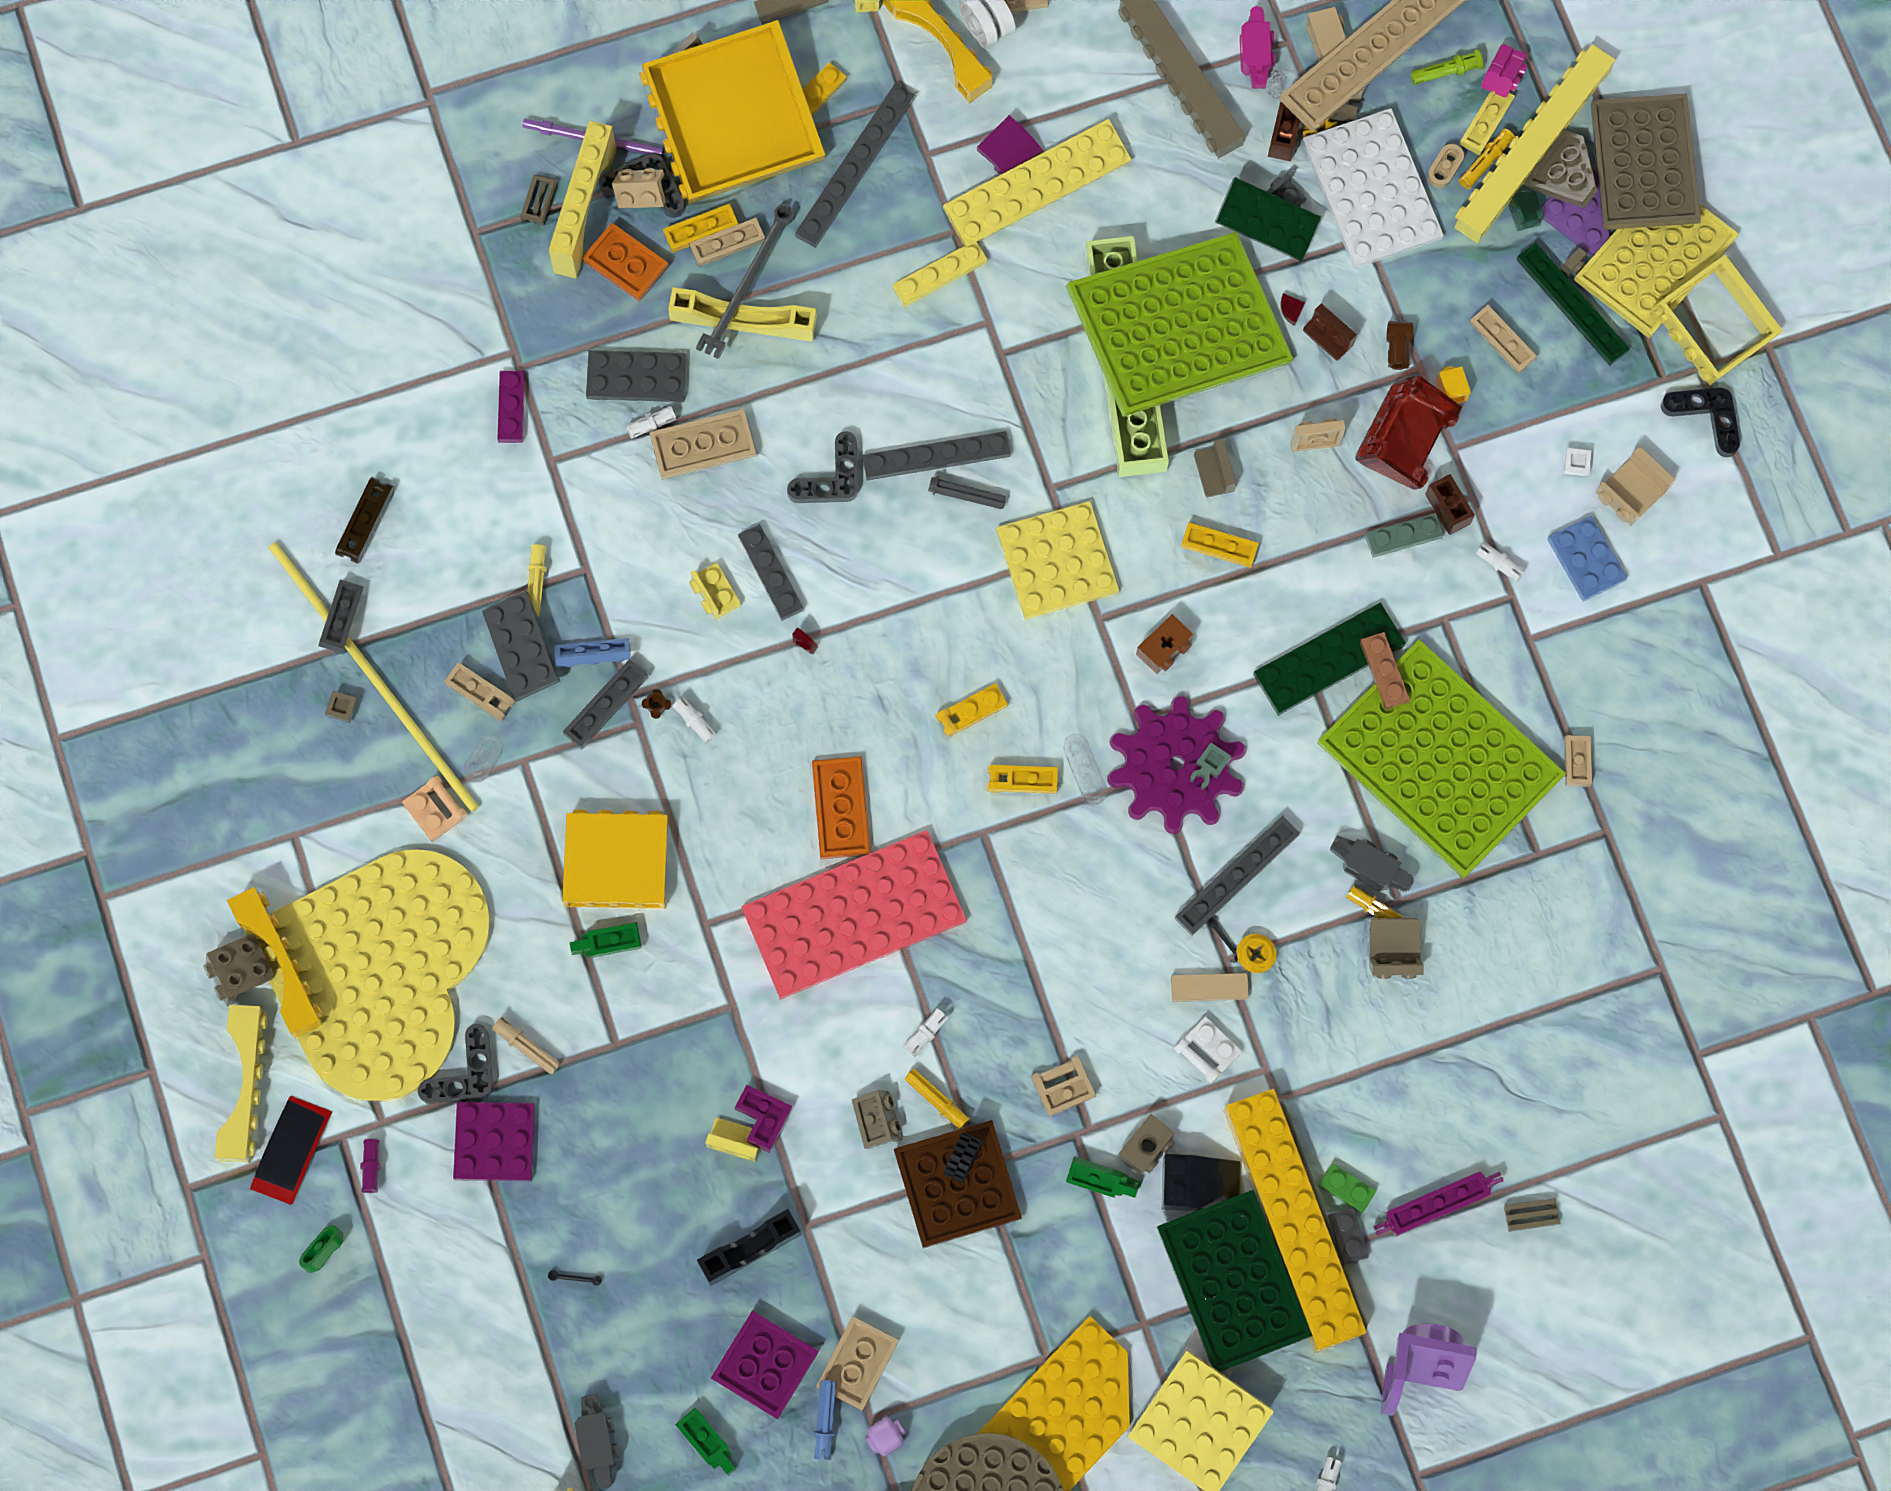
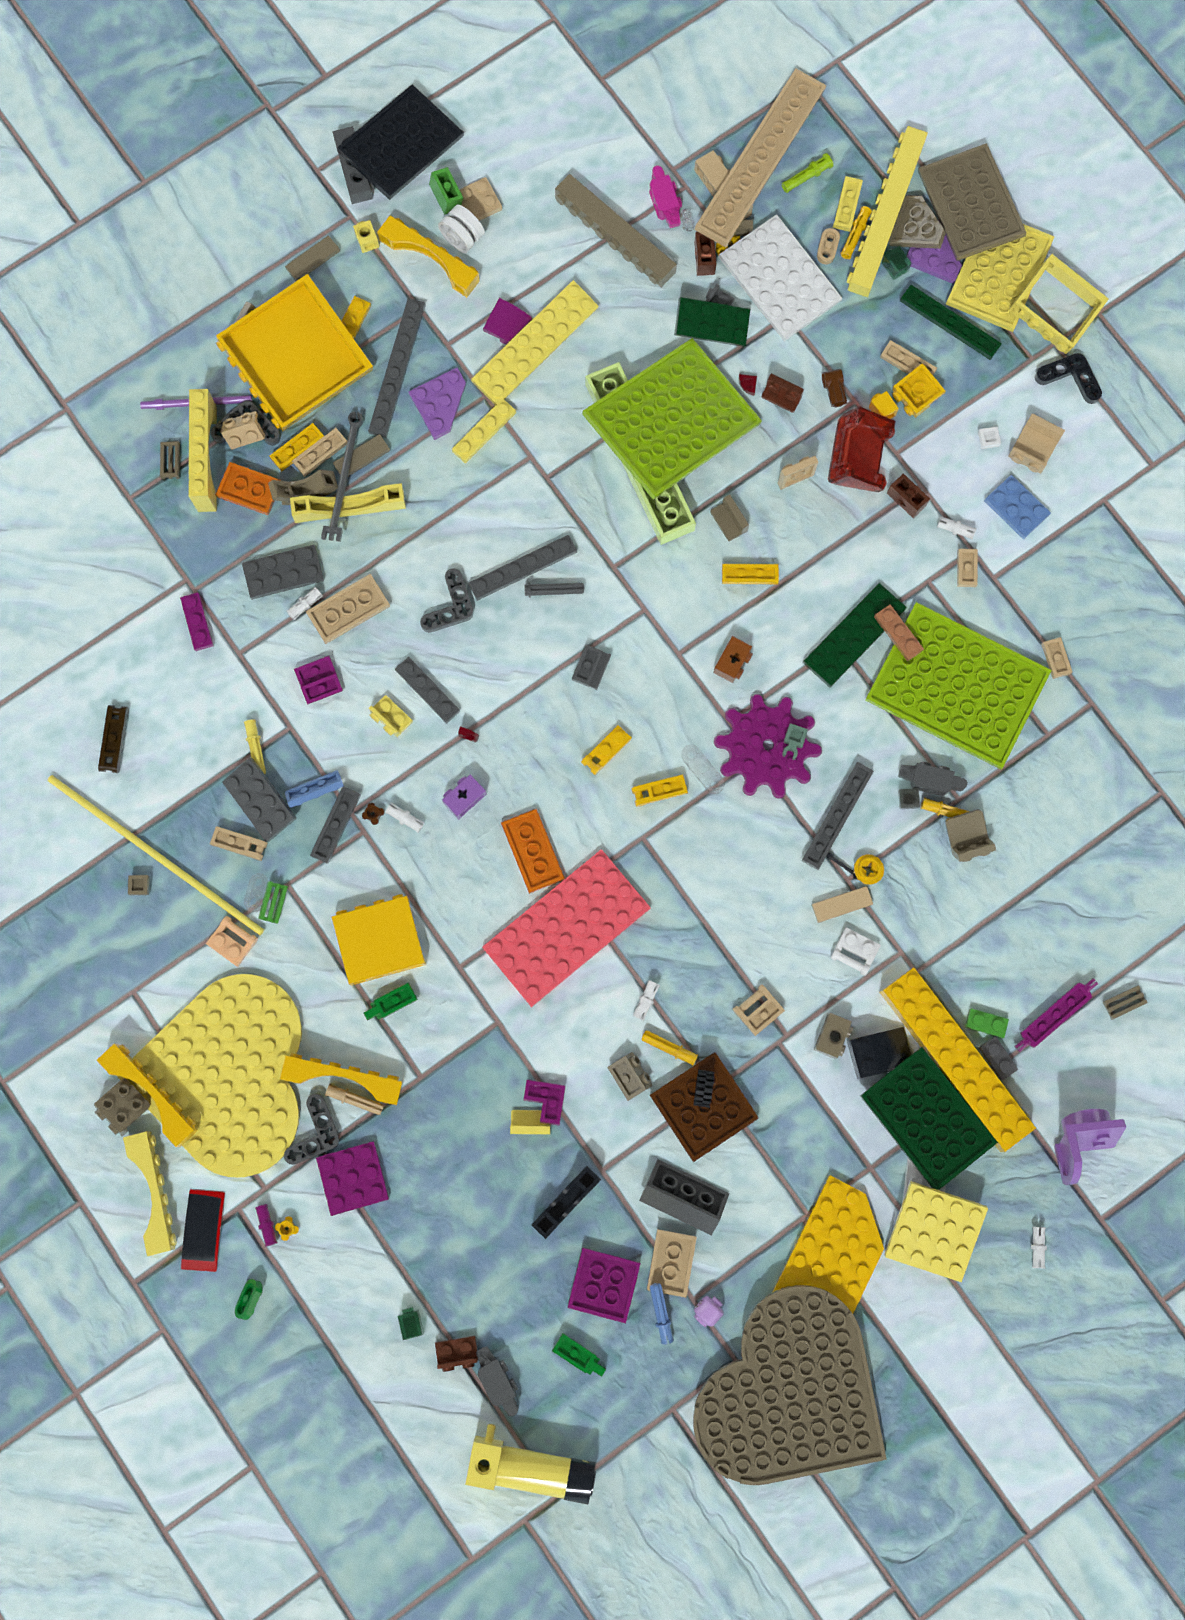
camera: 15 degrees left, 5 degrees up
(341, 616) = (117, 817): dark grey plate -> none
(388, 1173) = (285, 1234): none -> yellow plate
(472, 989) = (300, 1071): none -> yellow arch
(505, 784) = (273, 901): none -> bright green tile
(511, 1338) = (410, 1323): none -> clear green brick
(553, 1276) = (427, 1265): black hinge -> none
(556, 1392) = (456, 1353): none -> copper bracket
(639, 520) = (318, 680): none -> magenta slope
(712, 281) = (319, 484): none -> dark tan arch
(767, 725) = (461, 806): none -> medium lavender brick
(781, 261) = (364, 455): none -> dark tan tile
(895, 222) = (439, 401): none -> medium lavender plate
(898, 1287) = (684, 1197): none -> dark grey slope
(984, 602) = (591, 667): none -> dark grey plate
(1057, 560) = (635, 619): light yellow plate -> none
(1101, 1179) = (808, 1071): green hinge -> none
(1334, 881) = (909, 798): none -> clear smoke plate
(1404, 535) = (880, 528): sand green plate -> none
(1498, 616) = (967, 567): none -> tan plate
(1502, 377) = (917, 391): none -> yellow plate
(1505, 71) = (851, 163): dark pink brick -> none
(1574, 263) = (943, 291): dark tan plate -> none

